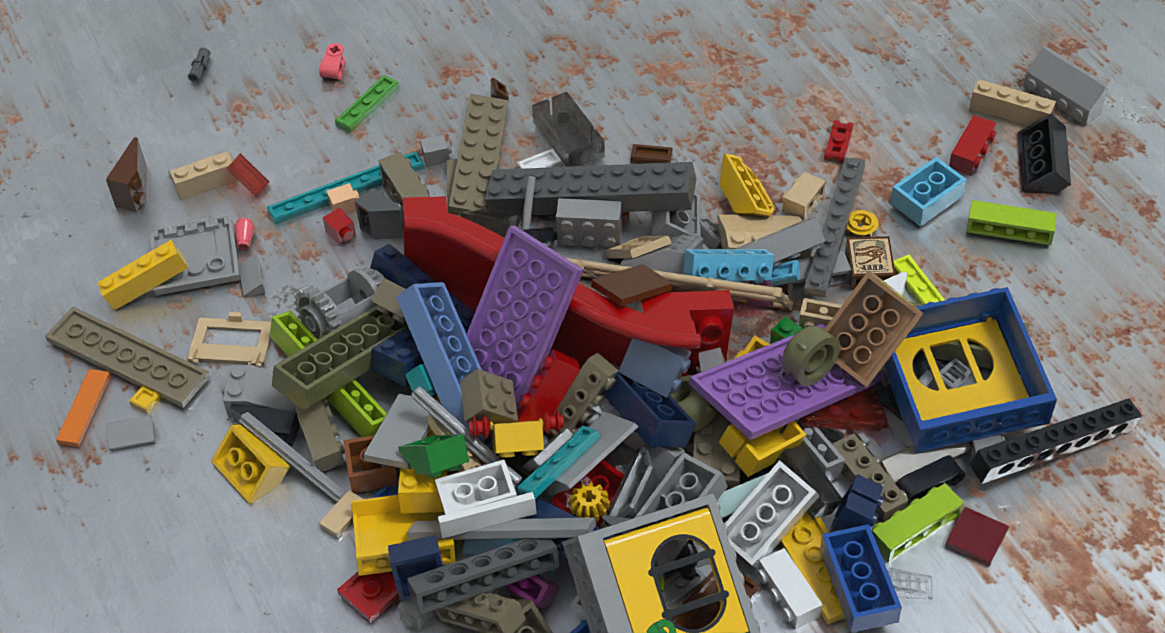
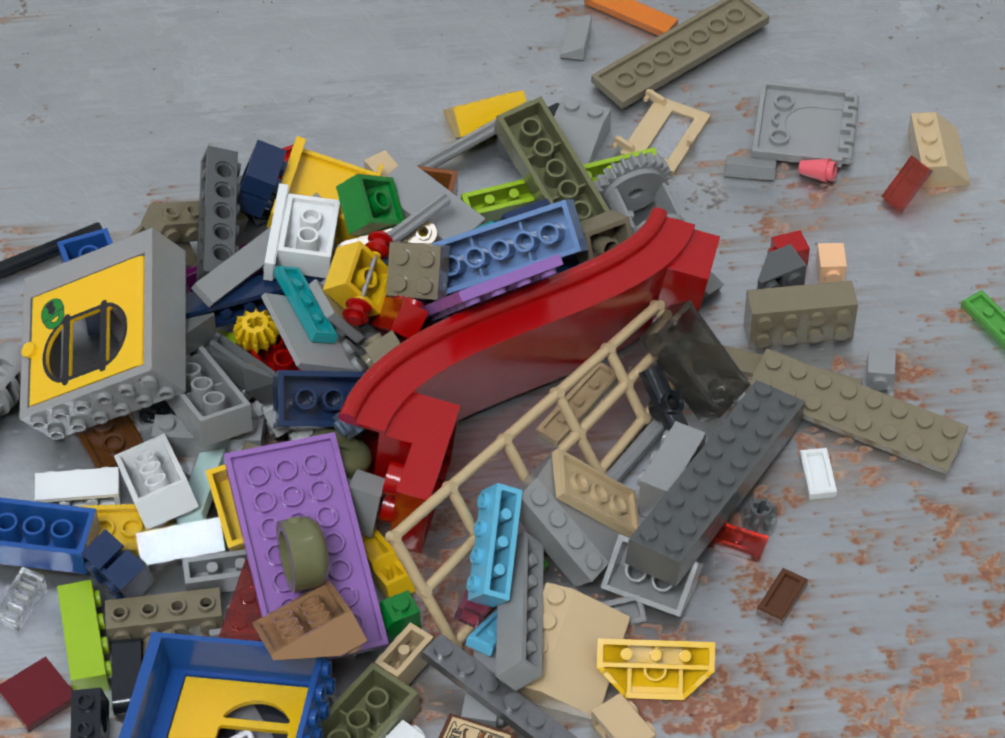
camera: 110 degrees right, 0 degrees up
(129, 178) = (945, 83): reddish brown slope -> none
(142, 275) = (779, 66): yellow brick -> none
(145, 399) = (615, 53): yellow tile -> none
(318, 197) = (859, 271): teal tile -> none
(321, 435) = (482, 166): dark tan brick -> none
(498, 89) = (972, 466): reddish brown slope -> none
(528, 202) = (716, 409): light grey bar -> none
(568, 131) = (850, 505): clear smoke piece -> none
(631, 285) = (470, 395): reddish brown tile -> none

